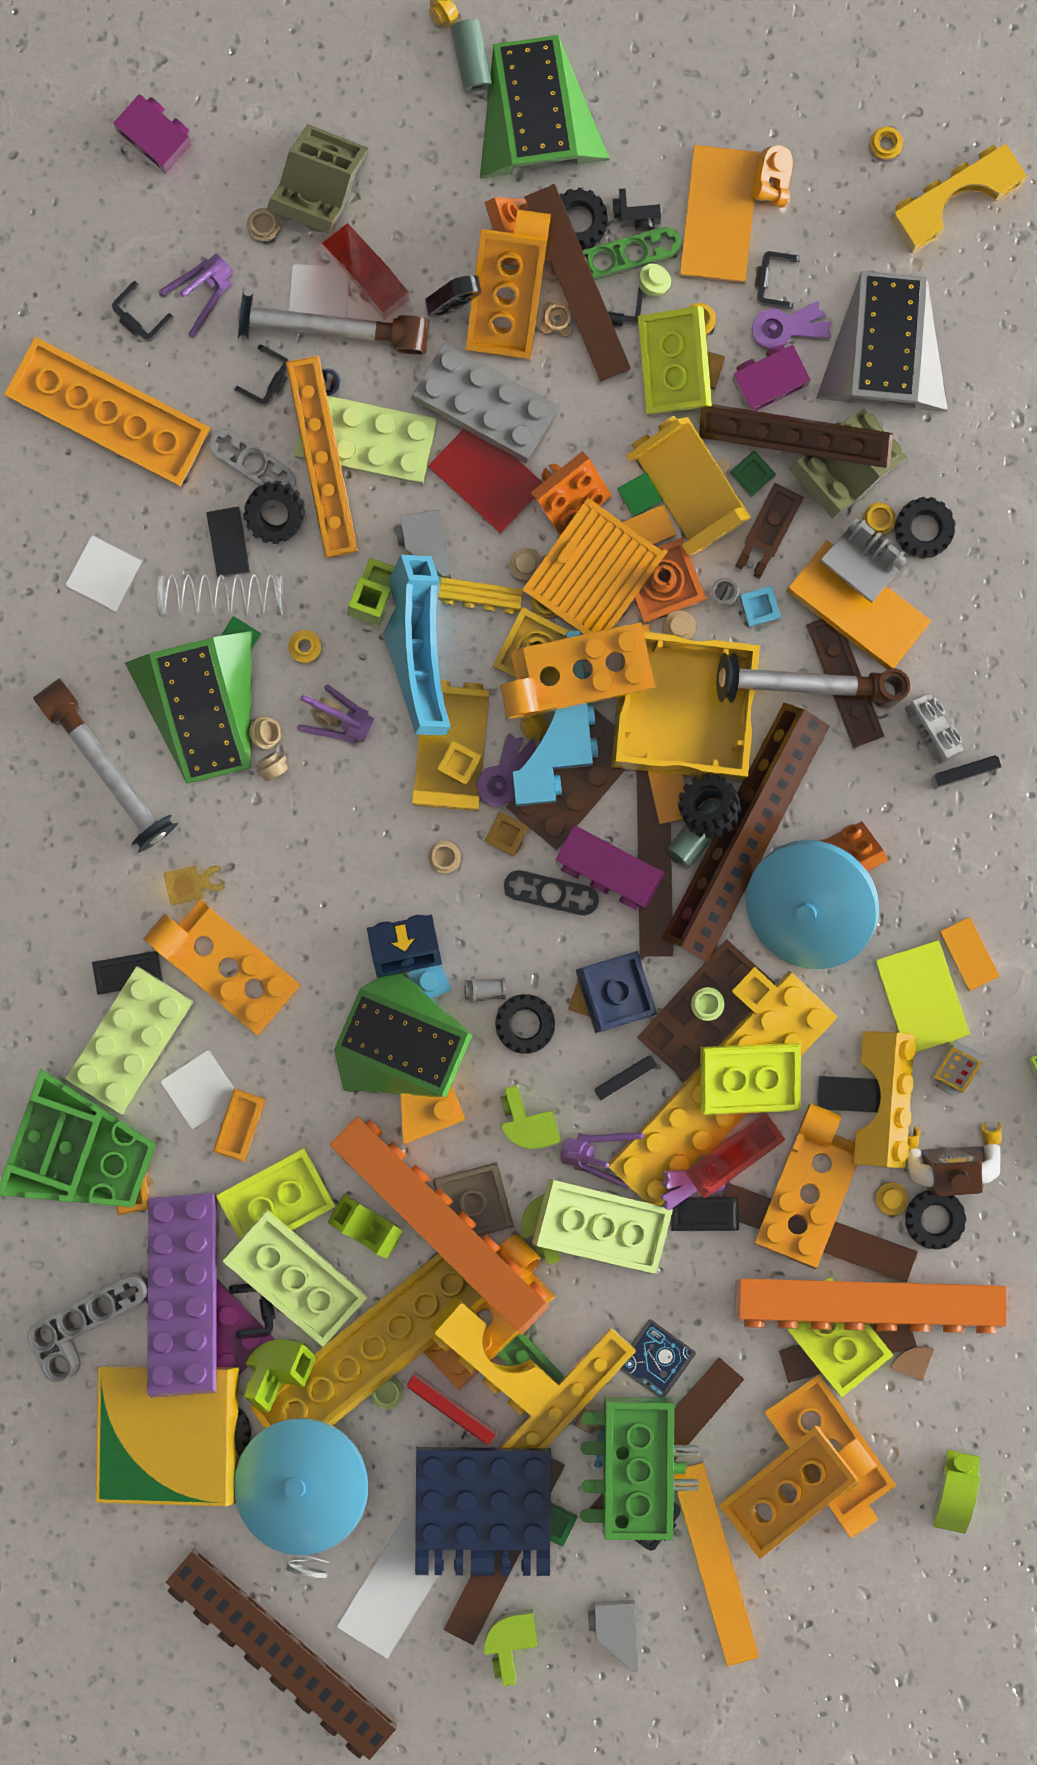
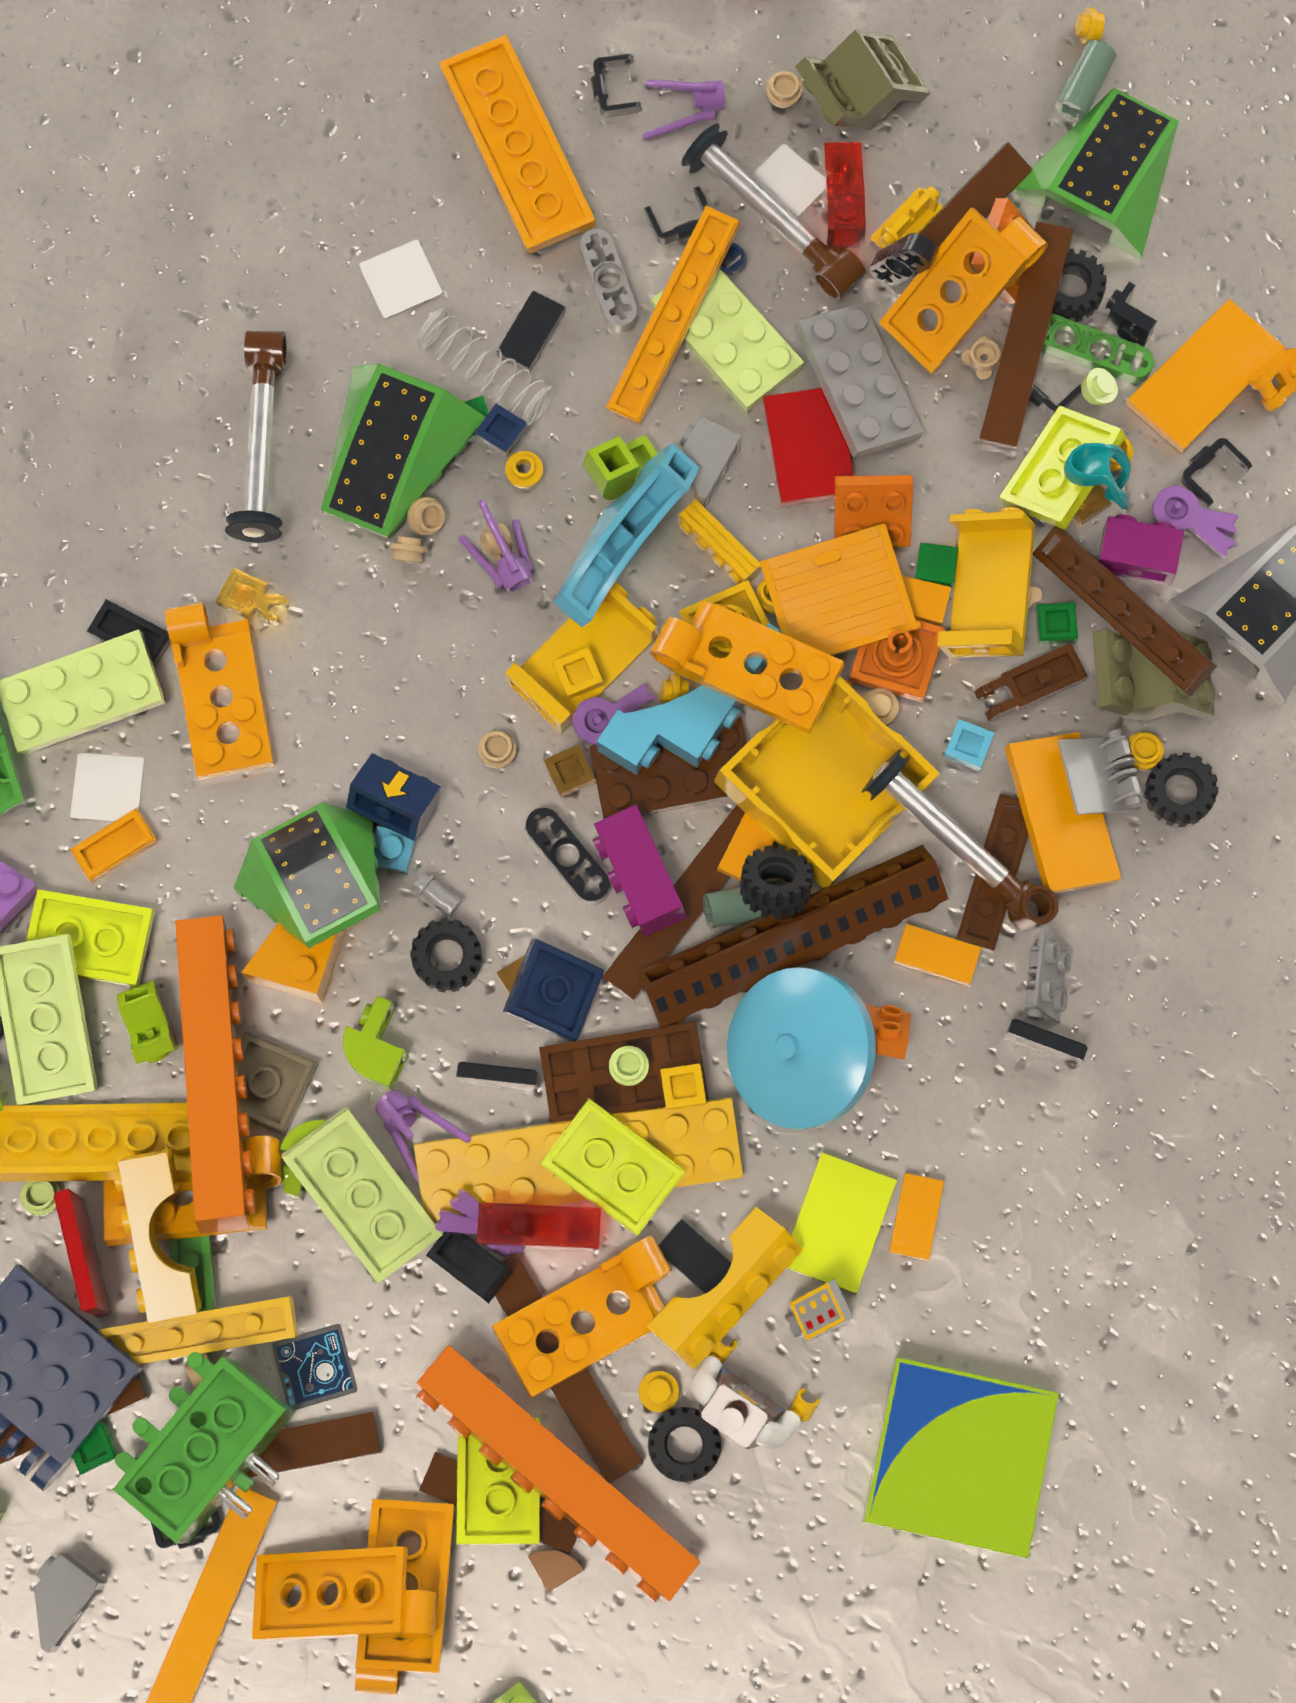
camera: 40 degrees right, 10 degrees down
(265, 530) = (571, 324): black tyre -> none
(269, 632) = (501, 430): none -> dark blue tile
(428, 258) = (908, 217): none -> yellow hinge
(462, 213) = (992, 181): none -> reddish brown tile
(524, 563) = (780, 542): tan plate -> none
(698, 351) = (1091, 467): none -> teal piece
(720, 588) = (944, 702): light grey hinge -> none
(849, 767) = (937, 955): none -> light orange tile

